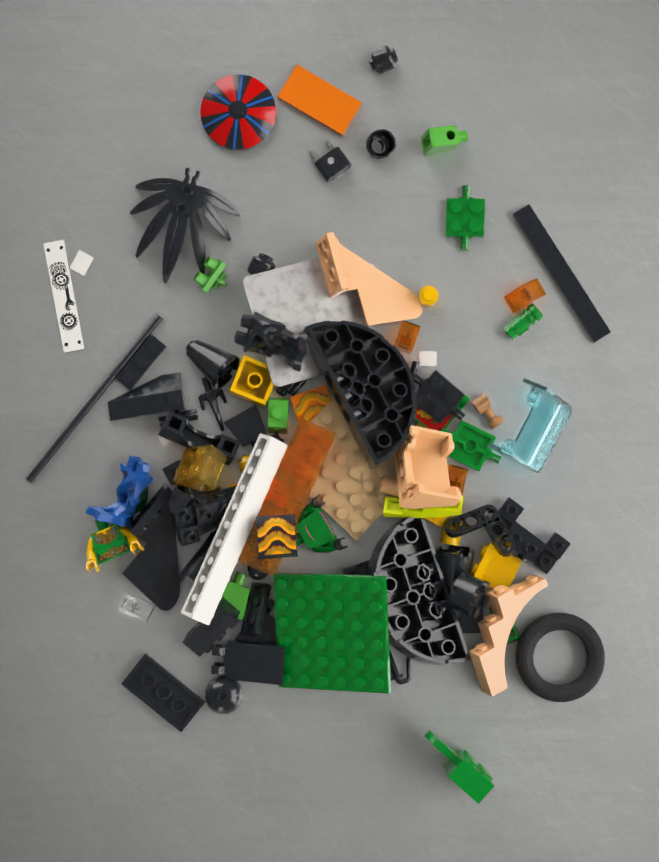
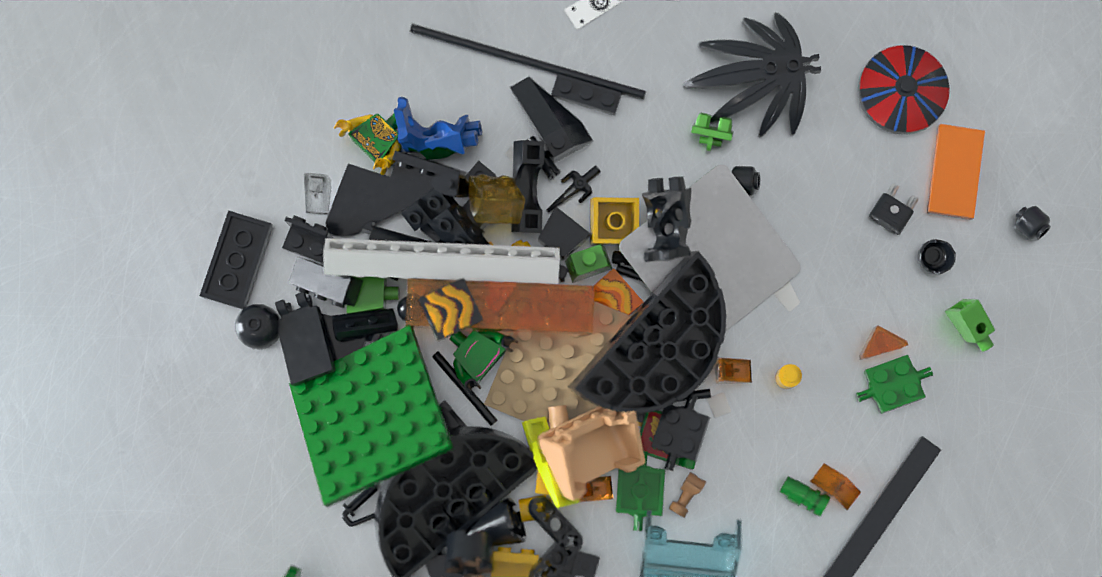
camera: 75 degrees right, 5 degrees down
(171, 630) = (306, 239): none -> black bracket
(212, 362) = (617, 169): black cone -> none
(351, 545) = (476, 402): none -> black bar
(380, 296) = (768, 320): light nougat piece -> none
(429, 215) = (881, 342): none -> clear orange slope

